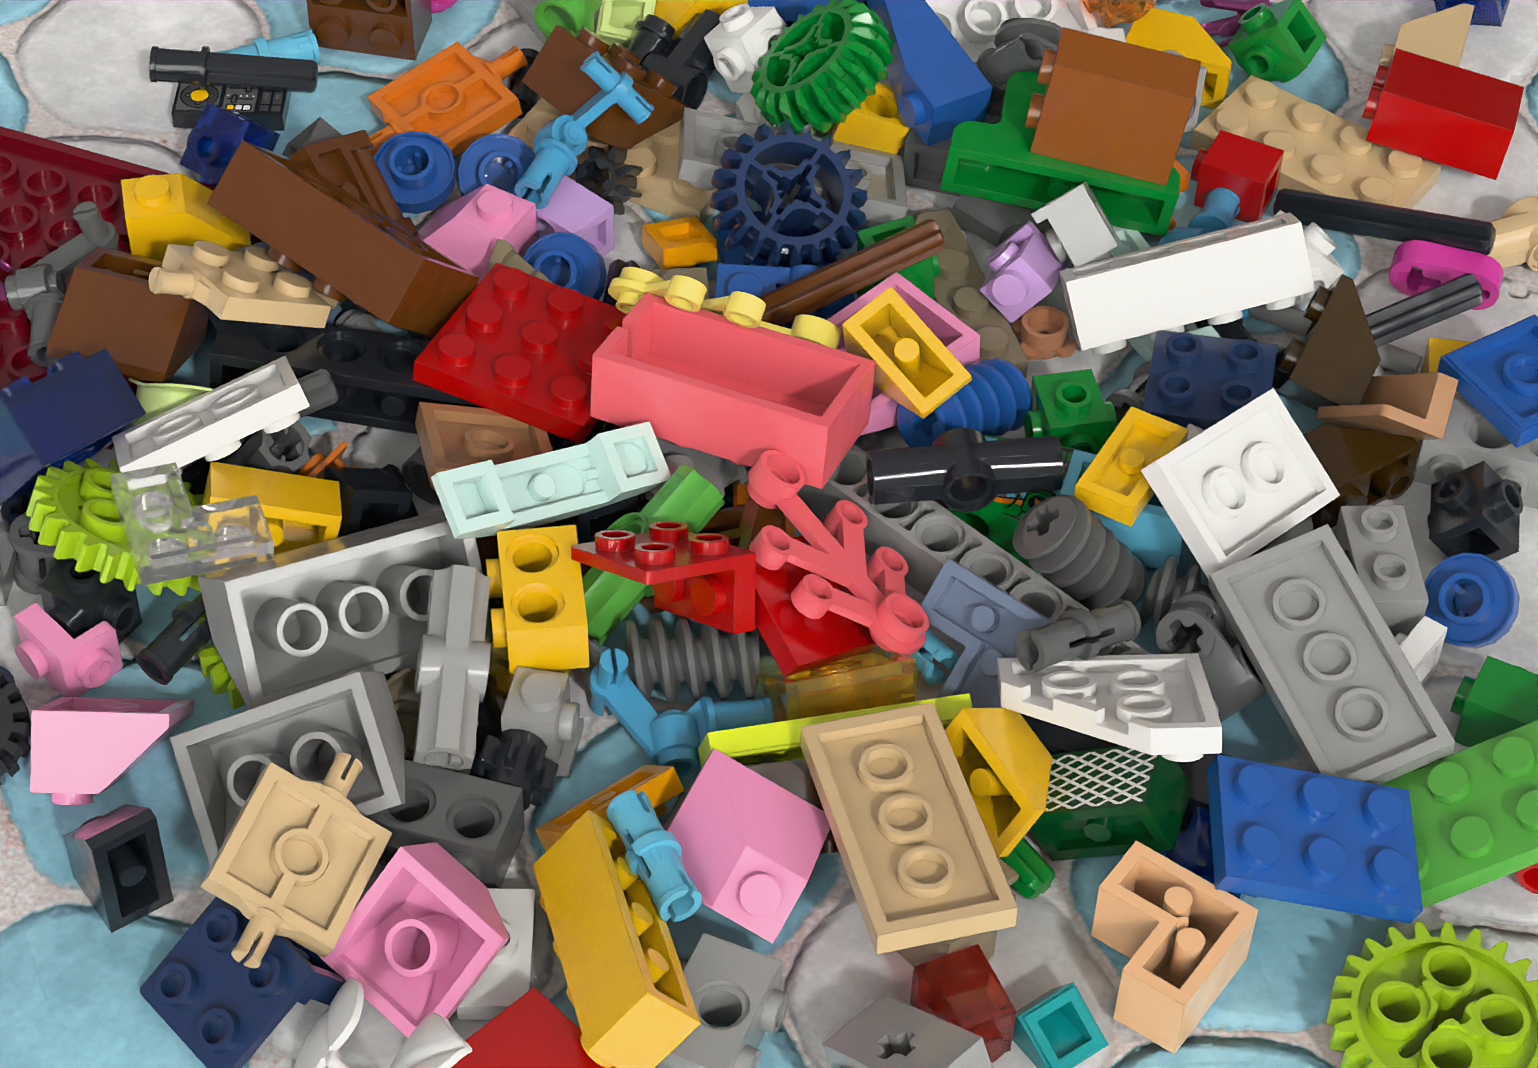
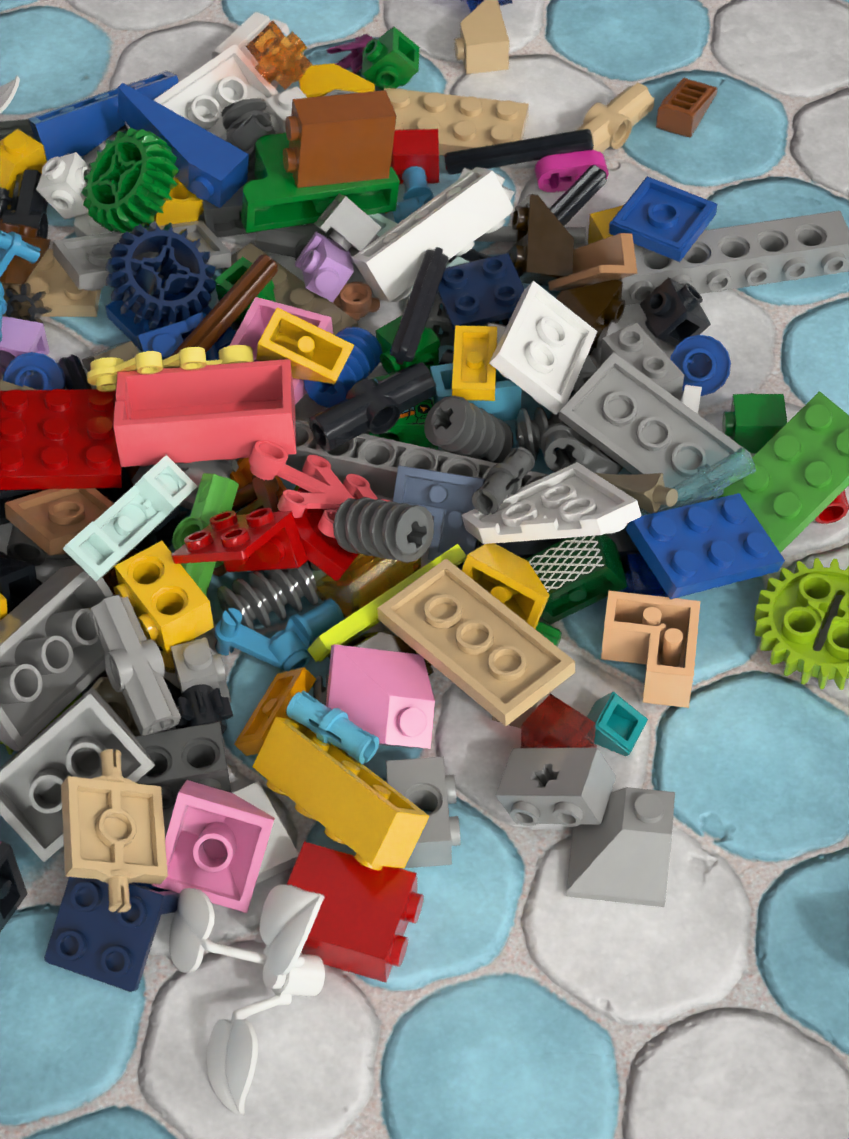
camera: 25 degrees left, 5 degrees up
(679, 243) = (94, 331): light orange plate -> none
(868, 628) = (384, 529): none -> dark grey piece
(1103, 364) = (419, 306): none -> black axle
(1258, 723) = (645, 488): none -> dark tan piece
(1353, 754) = (711, 480): none -> clear light blue pin
(1443, 113) = (516, 70): red brick -> none

